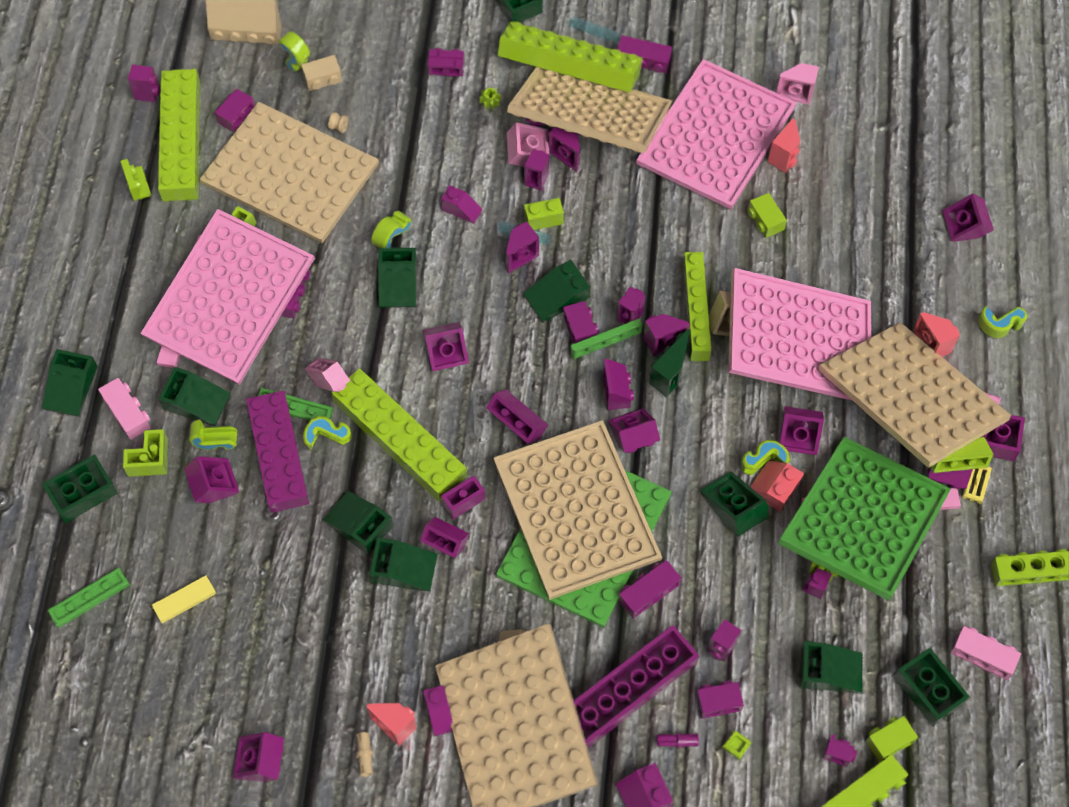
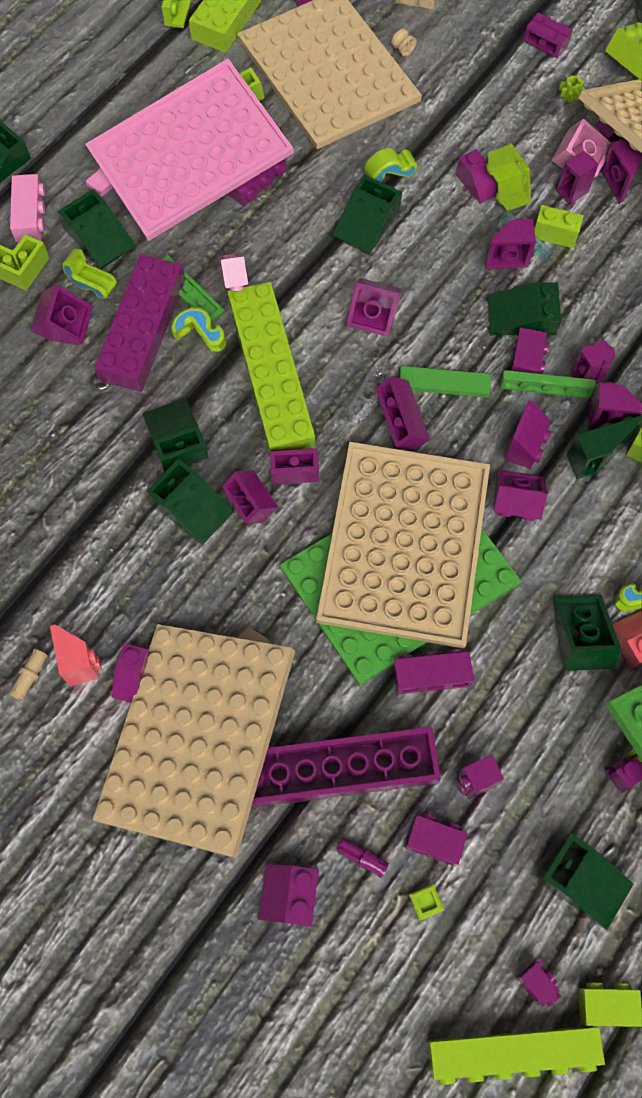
camera: 30 degrees right, 5 degrees up
(489, 194) = (511, 176): none -> lime brick
(532, 374) = (447, 381): none -> bright green tile

